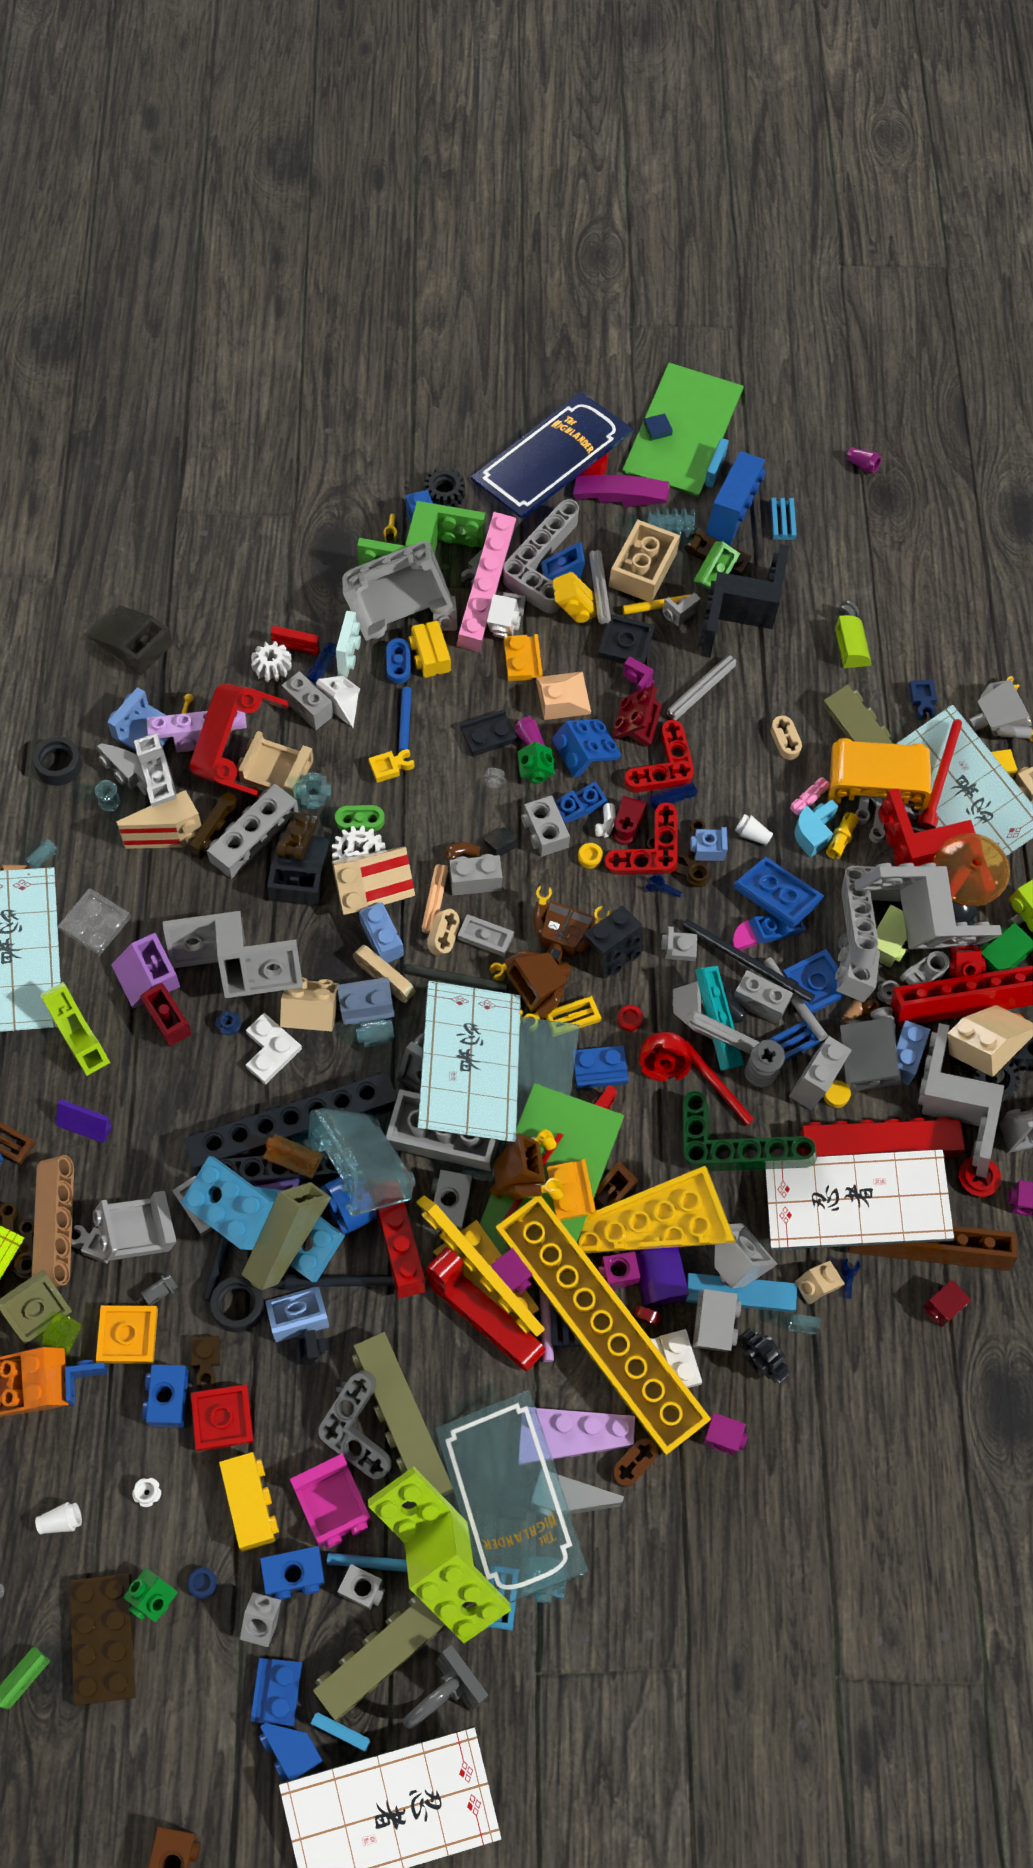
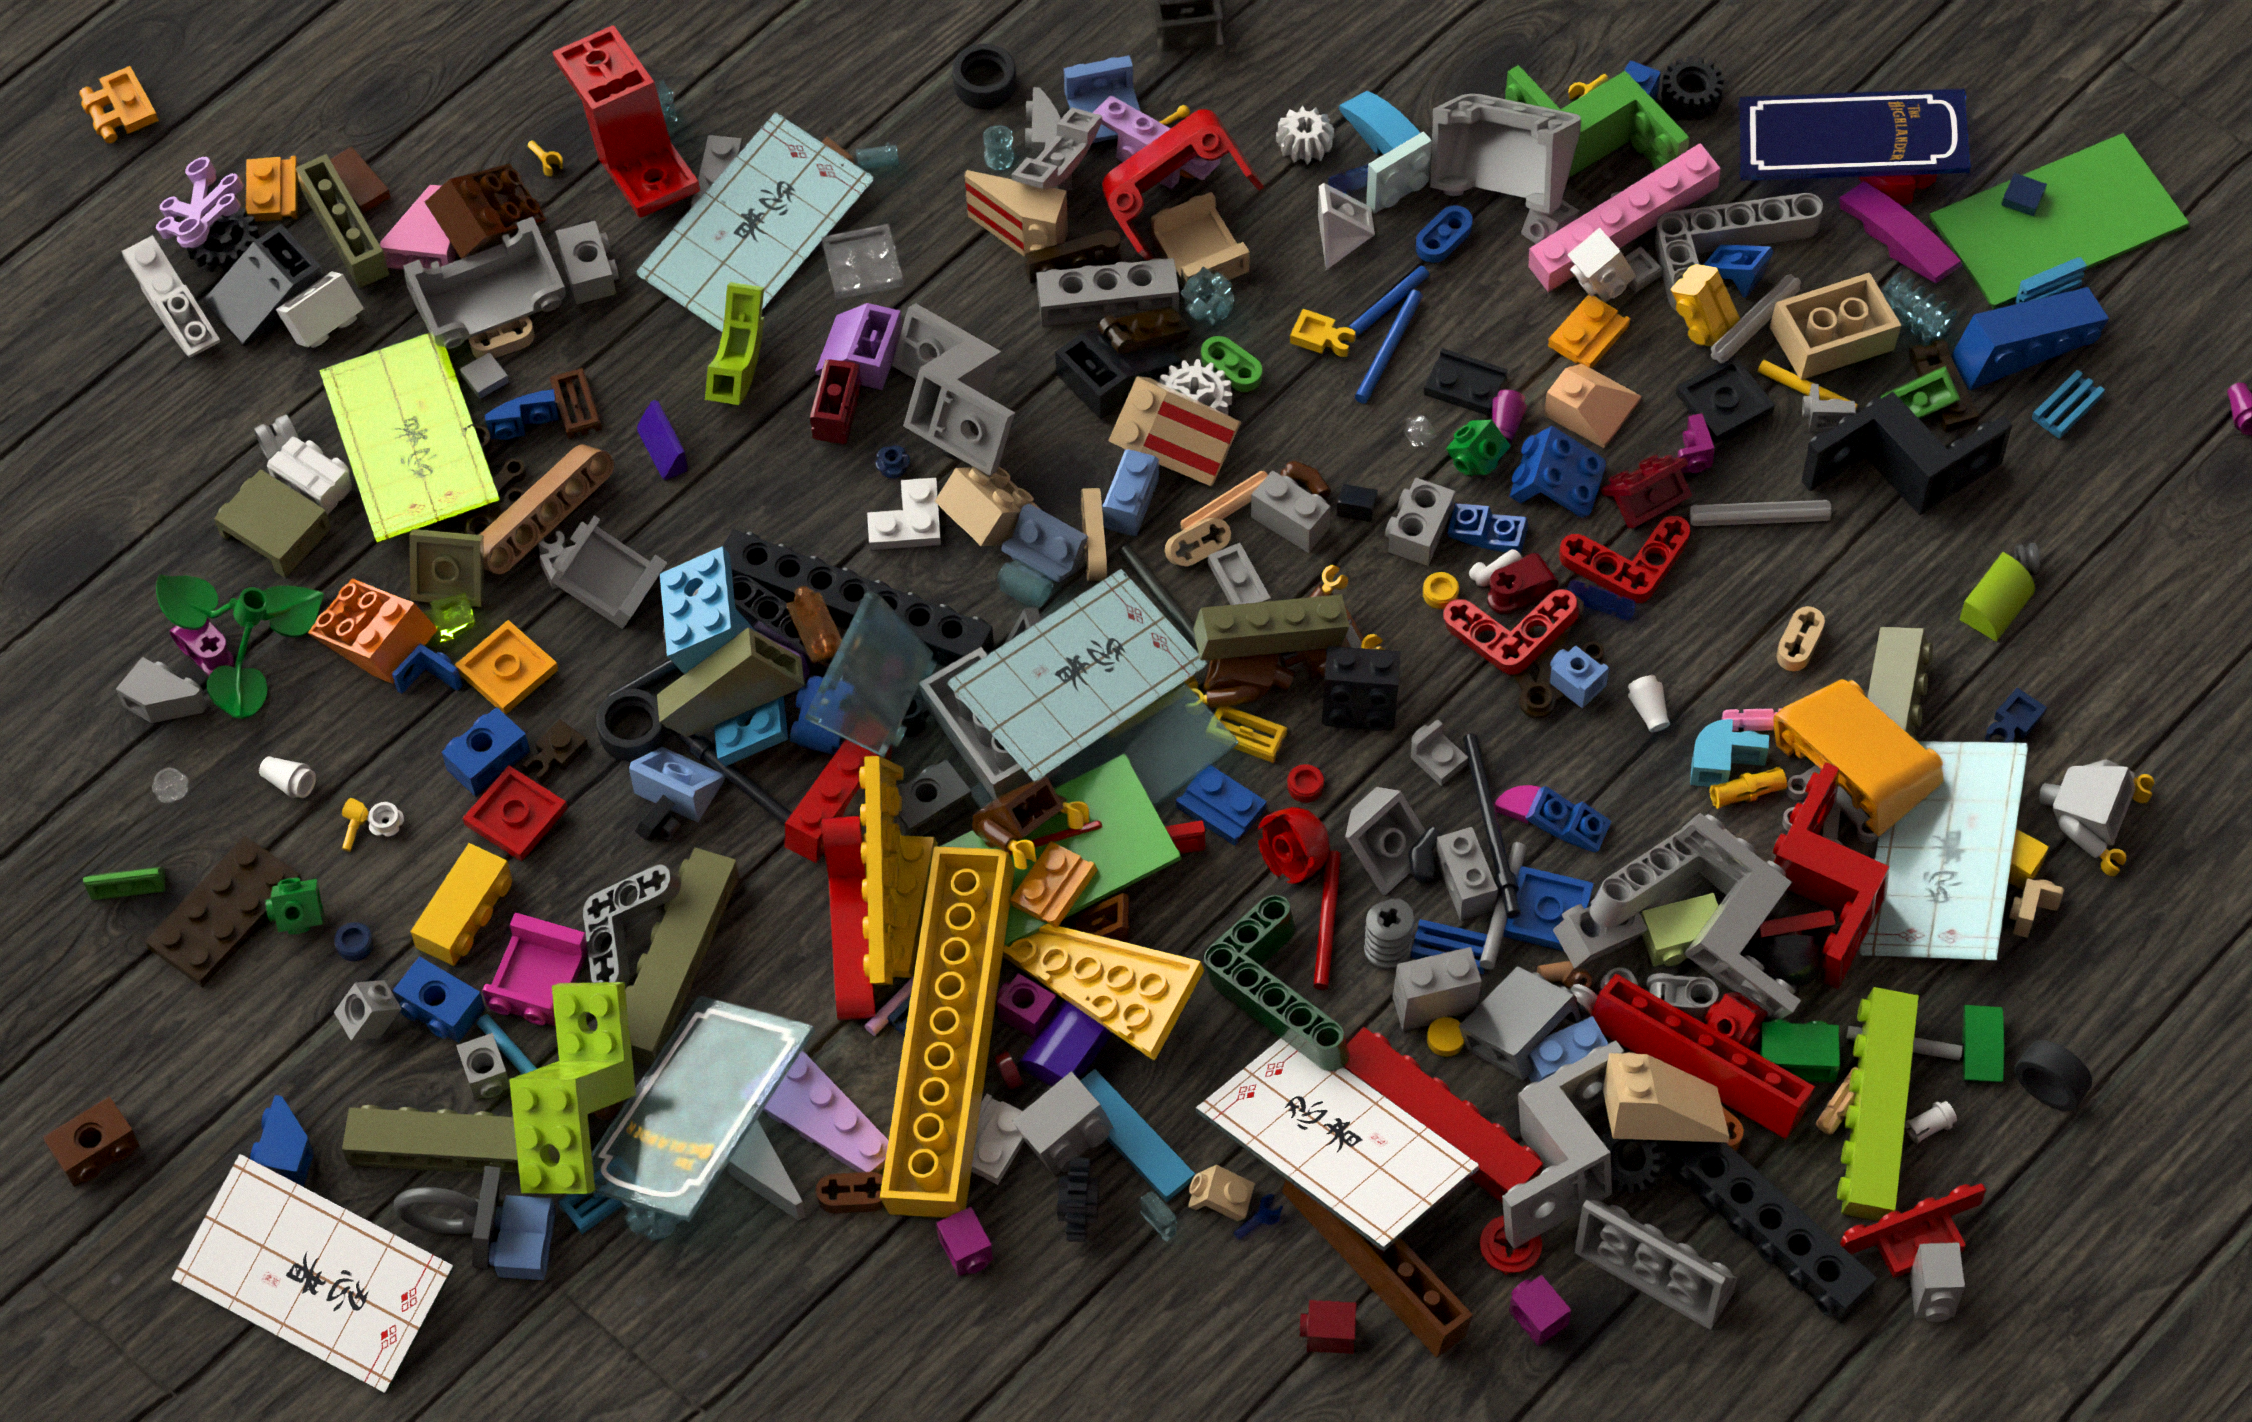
camera: 50 degrees right, 5 degrees down
(125, 1503) = (358, 814): none -> yellow hand
(159, 1290) = (576, 652): dark grey pin -> none
(276, 1692) = (323, 1090): blue plate -> none
(296, 640) = (1353, 131): red tile -> none
(307, 700) = (1300, 202): light grey brick -> none
(320, 623) = (1378, 122): none -> dark azure slope
(340, 1731) = (340, 1170): dark azure tile -> none
(430, 649) = (1491, 246): yellow brick -> none
(430, 744) = (1388, 346): none -> blue bar
(489, 1666) = (523, 1237): none -> medium blue brick
(513, 1272) = (907, 906): magenta brick -> none
(545, 947) = (1270, 627): none -> olive brick
(659, 883) = (1484, 681): clear blue hand -> none
(717, 1009) = (1392, 848): teal tile -> none
(721, 1031) = (1368, 855): light grey axle -> none
(742, 1261) = (1161, 1093): light grey slope -> none
(778, 892) = (1604, 784): blue tile -> none
(929, 818) = (1874, 845): red piece -> none
(971, 883) = (1828, 938): clear orange dish -> none

